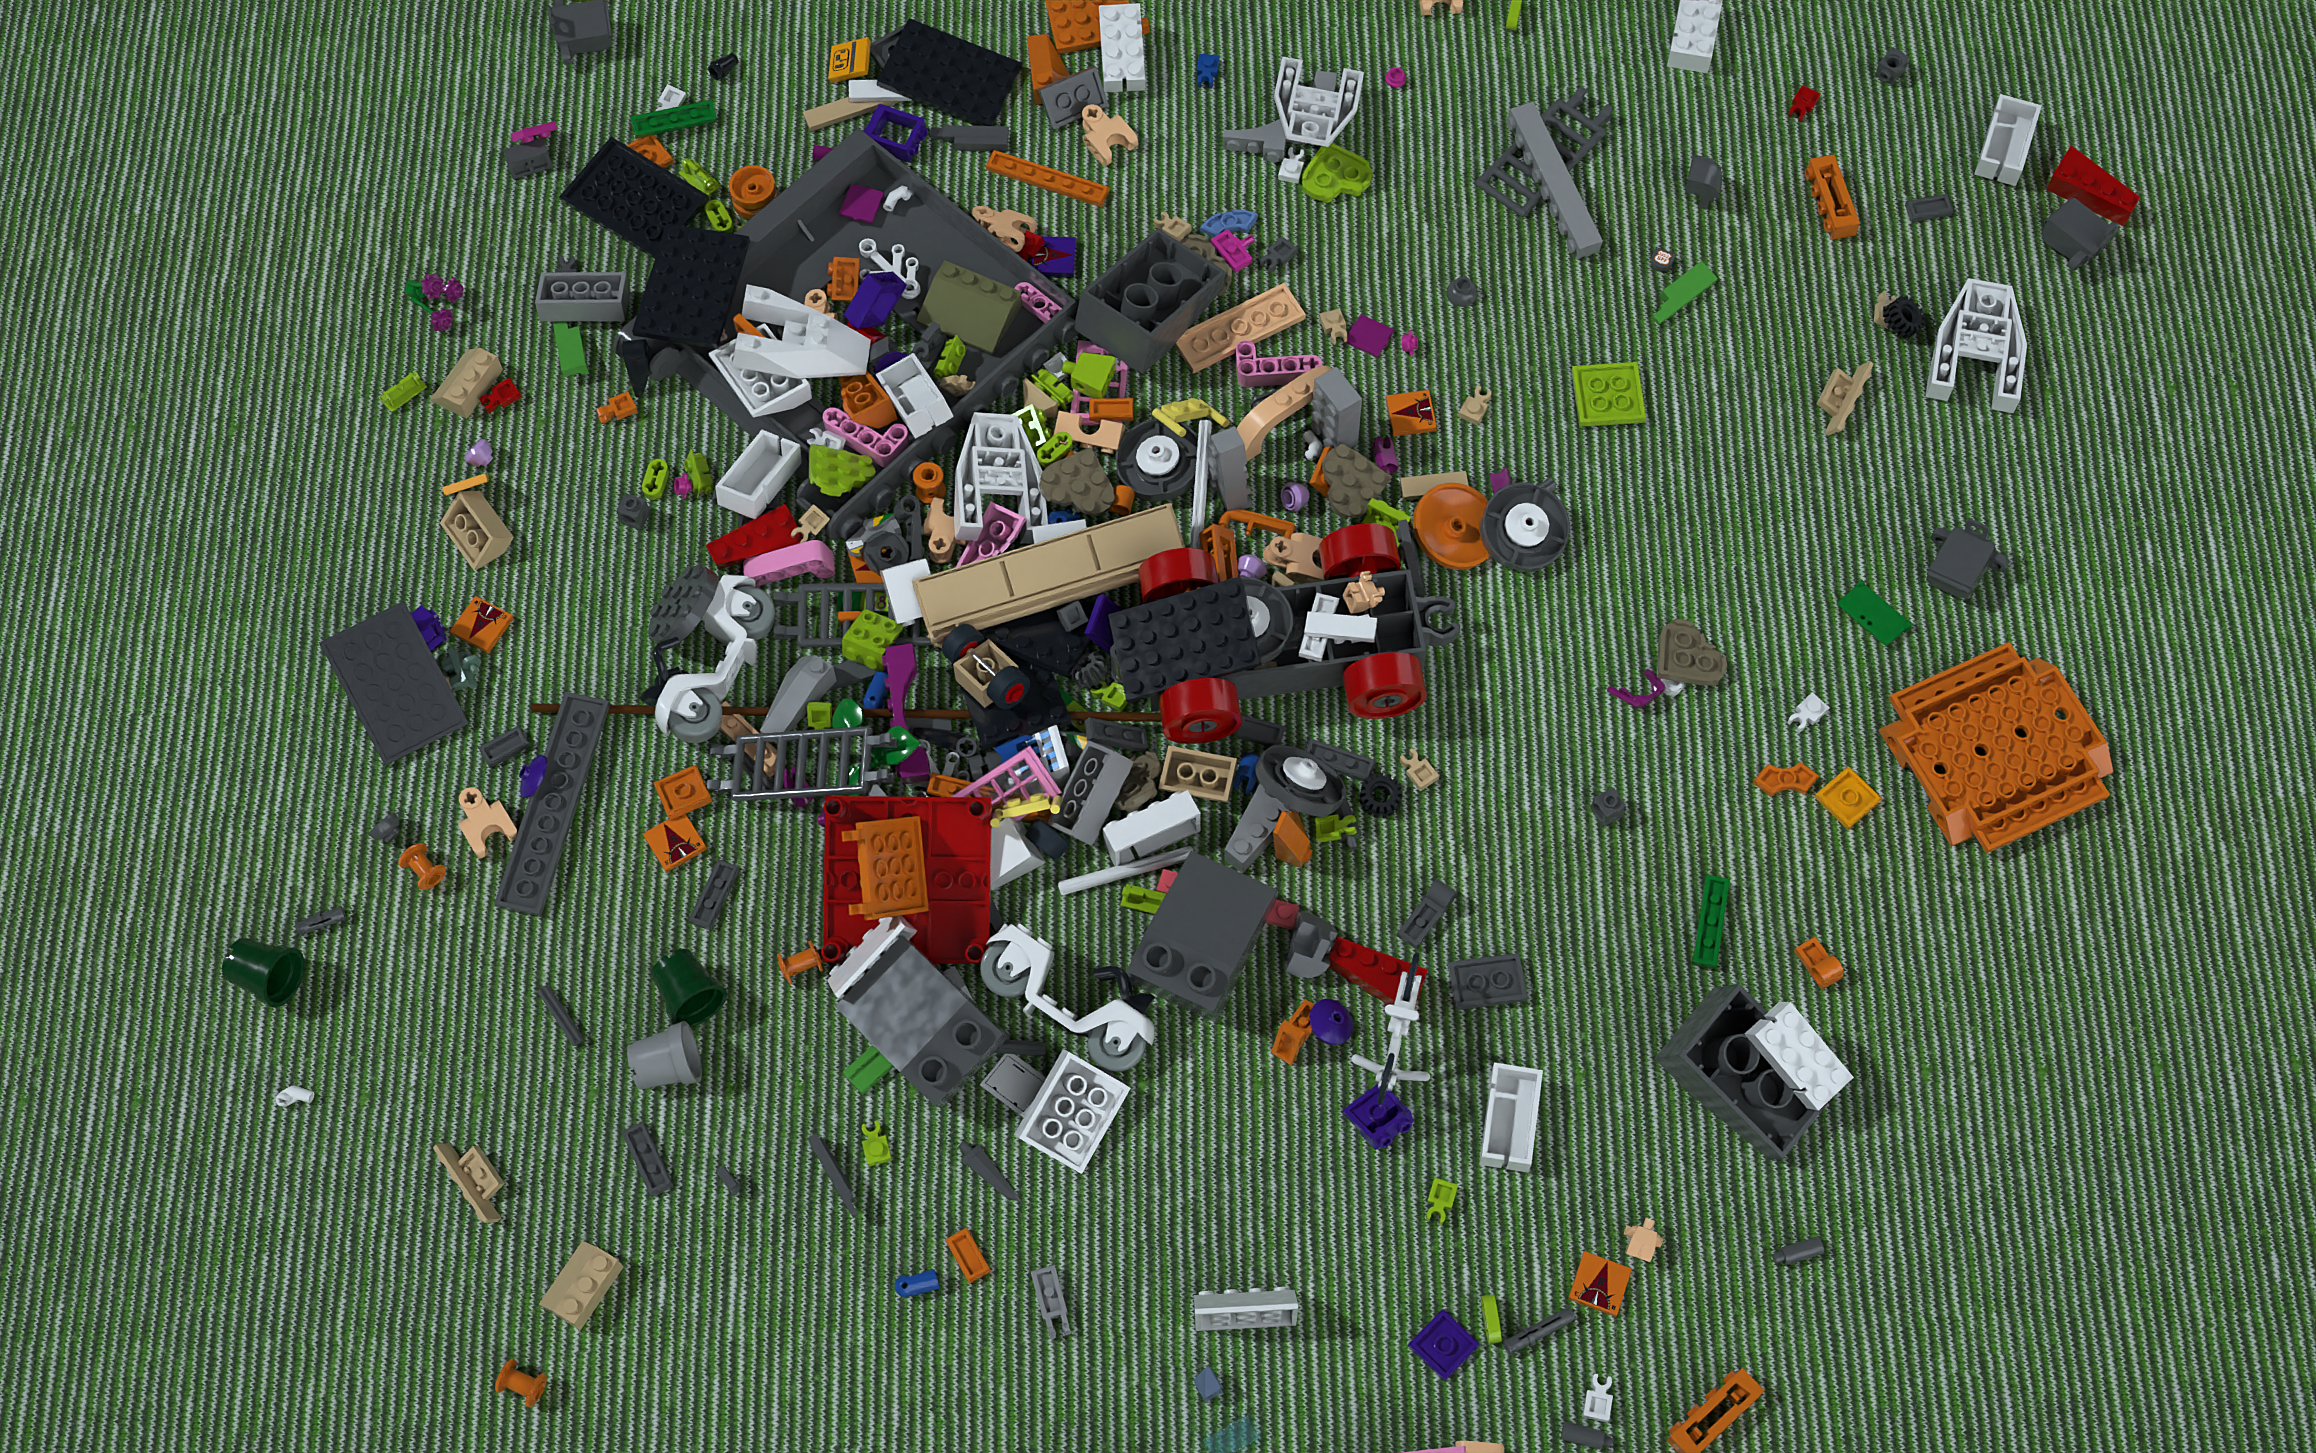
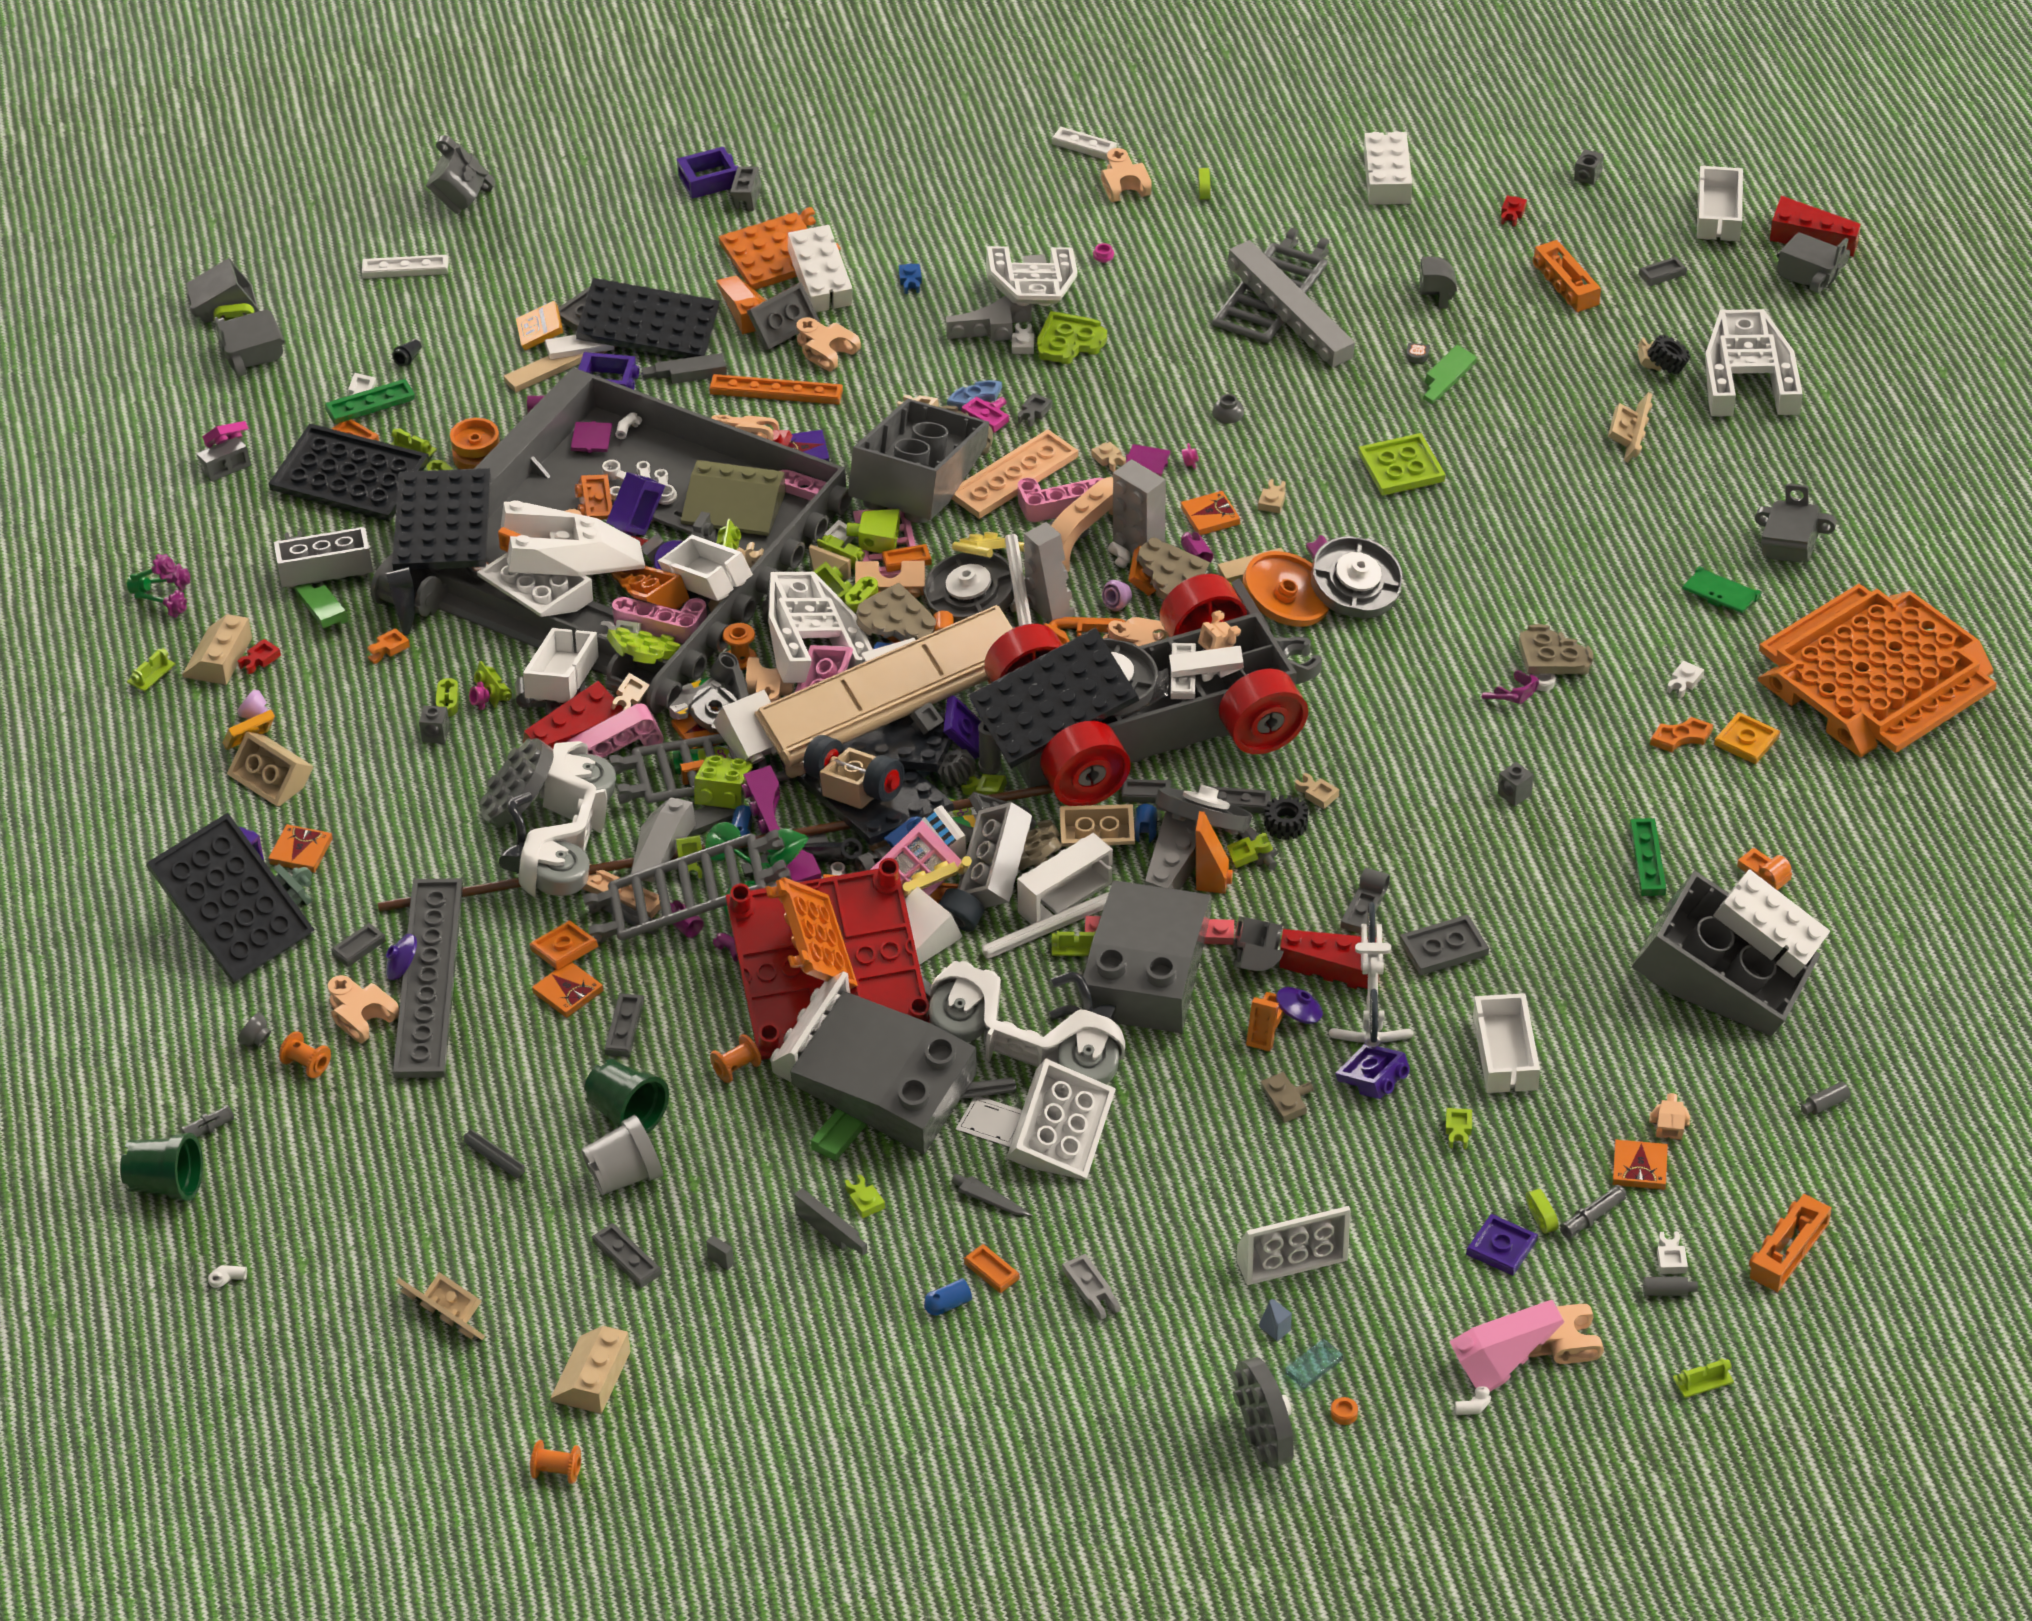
camera: 15 degrees left, 20 degrees down
(1291, 1123) = (1286, 1096): none -> dark tan plate

